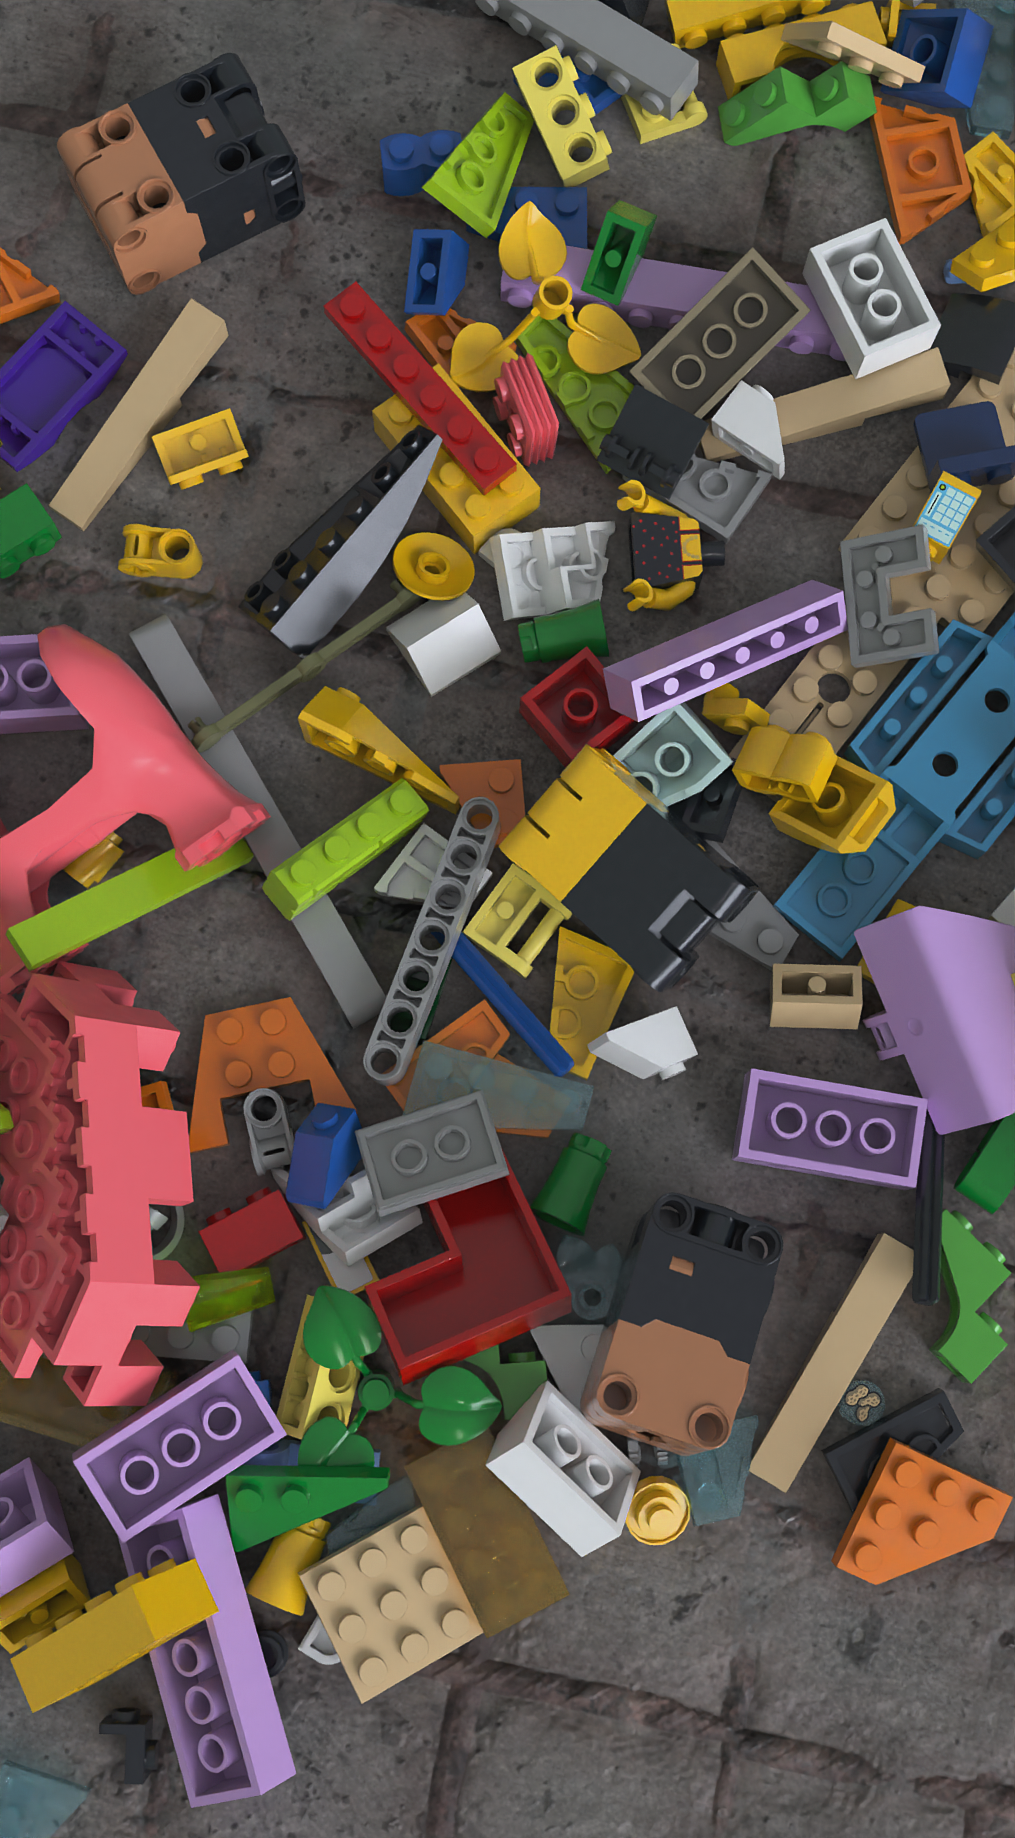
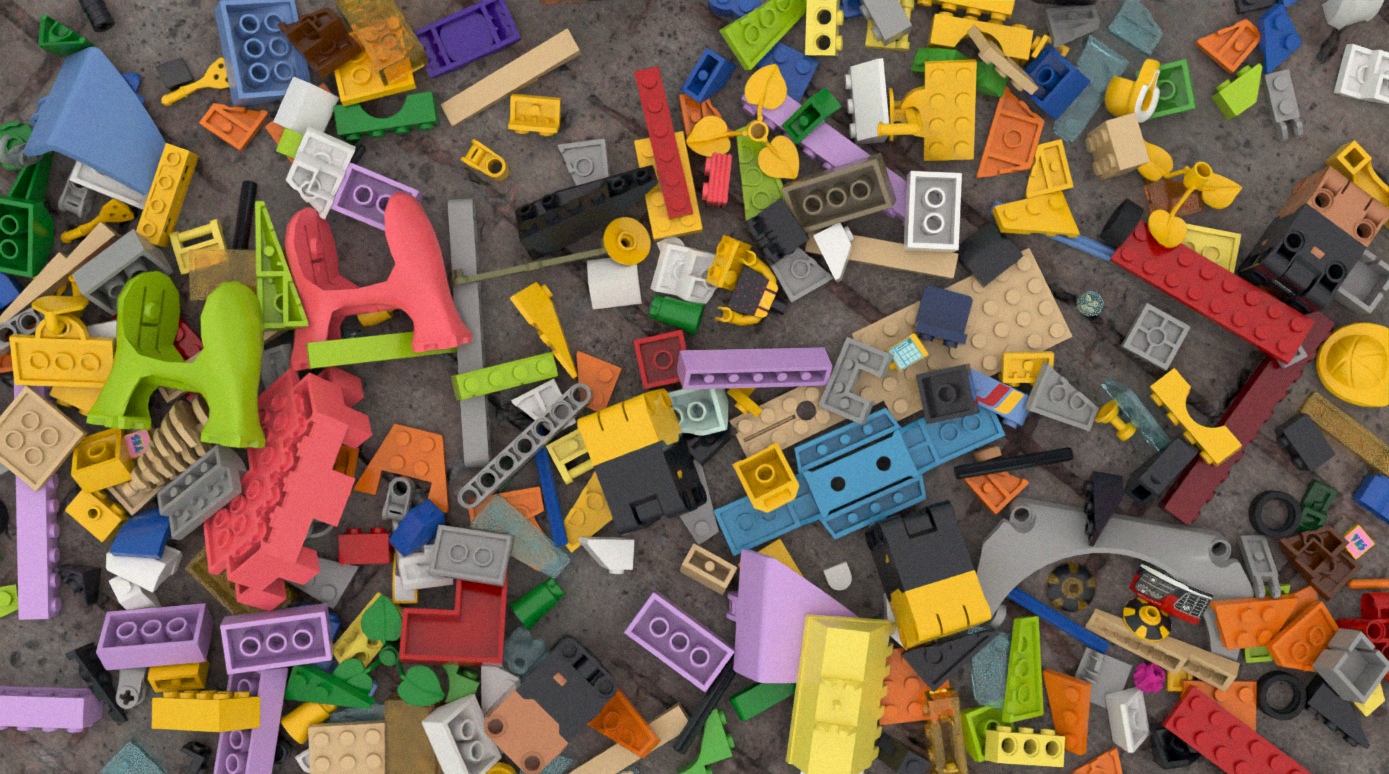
camera: 30 degrees right, 10 degrees up
(229, 1295) = (337, 573): clear neon green slope -> none
(310, 479) = (586, 160): none -> light grey wing
(602, 525) = (725, 266): none -> yellow bracket
(691, 201) = (867, 101): none -> white slope
(785, 763) = (753, 444): yellow brick -> none
(805, 164) = (938, 111): none -> yellow plate
(819, 1312) = (625, 726): none -> orange wing

